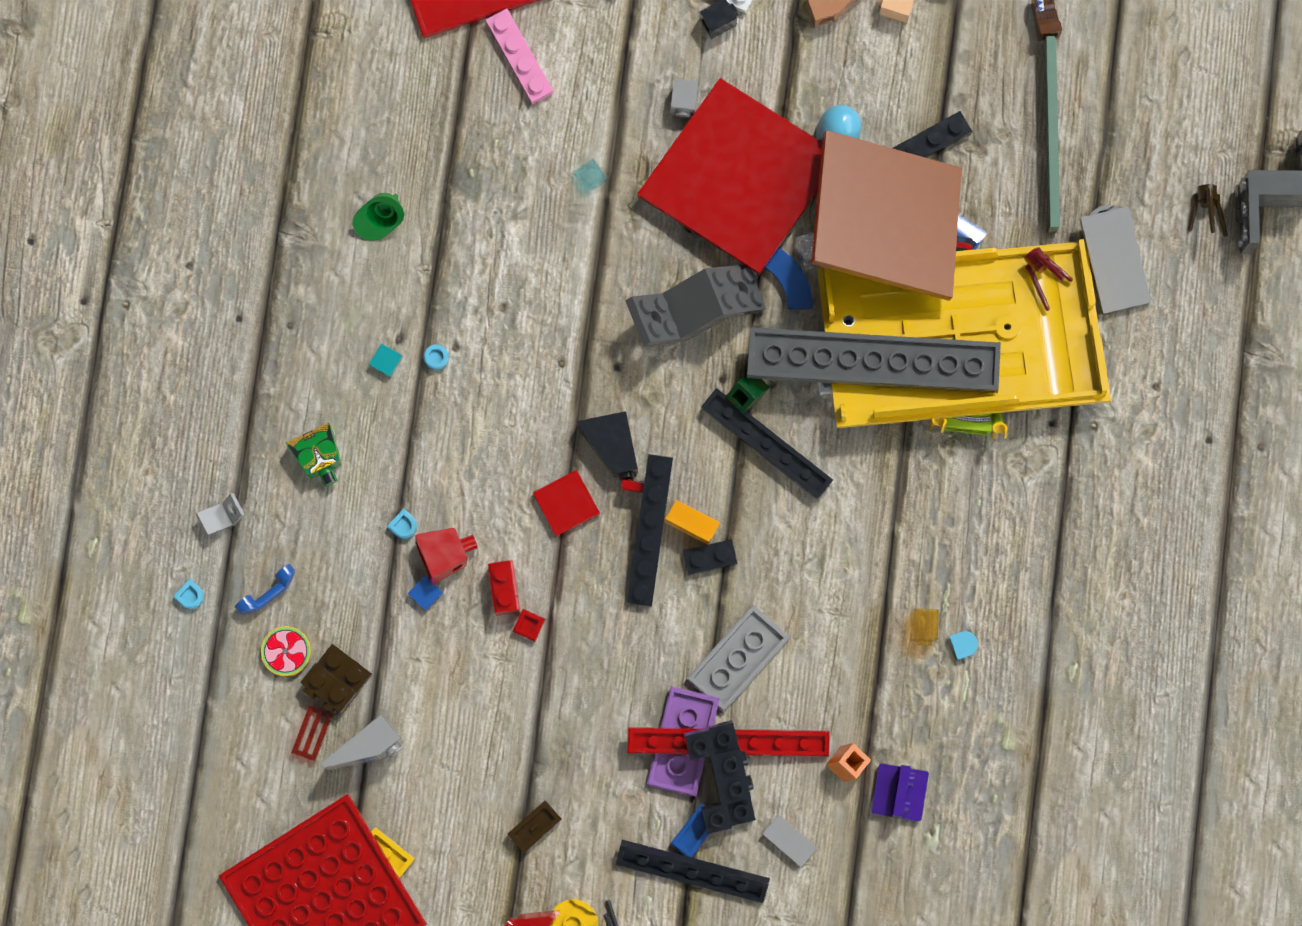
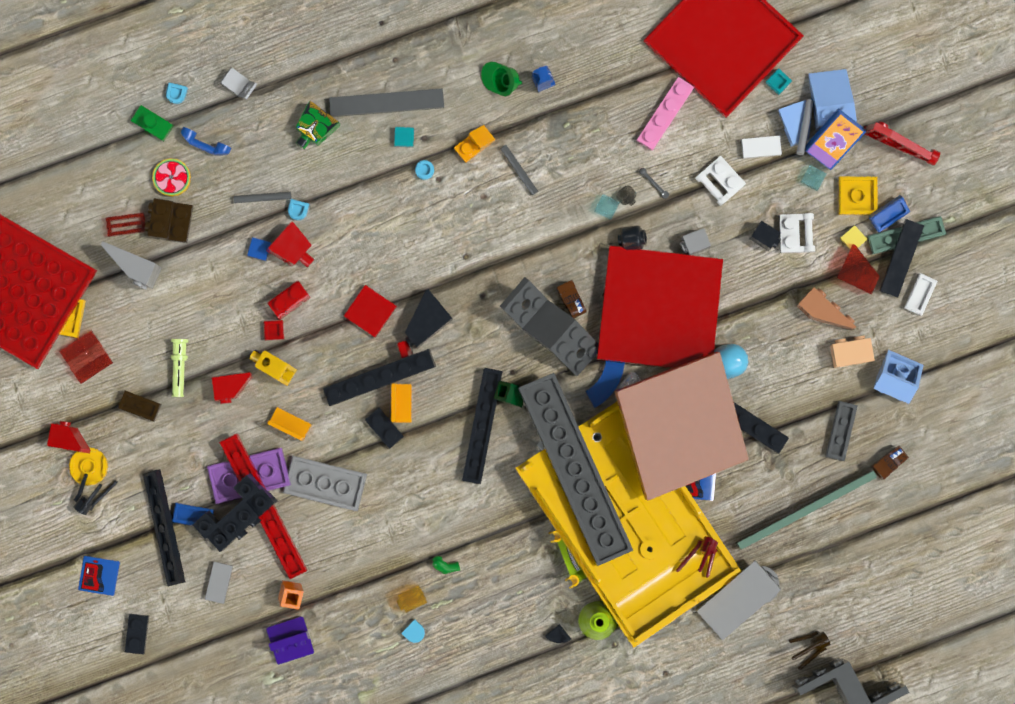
camera: 60 degrees right, 5 degrees up
(209, 641) = (152, 123): none -> green tile
(335, 359) = (386, 102): none -> dark grey tile
(366, 558) = (262, 197): none -> dark grey bar
(405, 169) = (543, 78): none -> blue leg
(437, 285) = (474, 143): none -> light orange slope
(442, 860) = (86, 356): none -> clear red slope
(494, 251) = (519, 170): none -> dark grey bar
(502, 751) = (177, 391): none -> yellowish green pin
(567, 710) = (229, 386): none -> red slope
(580, 640) = (273, 366): none -> yellow torso
(590, 146) = (626, 196): none -> clear smoke tile
(611, 105) = (664, 194): none -> dark grey hinge
(626, 28) = (725, 176): none -> white plate
(642, 164) = (632, 238): none -> black head
(648, 663) = (289, 424): none -> light orange panel
(674, 268) = (571, 299): none -> reddish brown leg
(907, 571) = (444, 567): none -> green arm
(982, 51) = (841, 431): none -> dark grey tile
(1051, 483) = (558, 635): none -> black tile
(1056, 430) = (588, 617): none -> lime cone

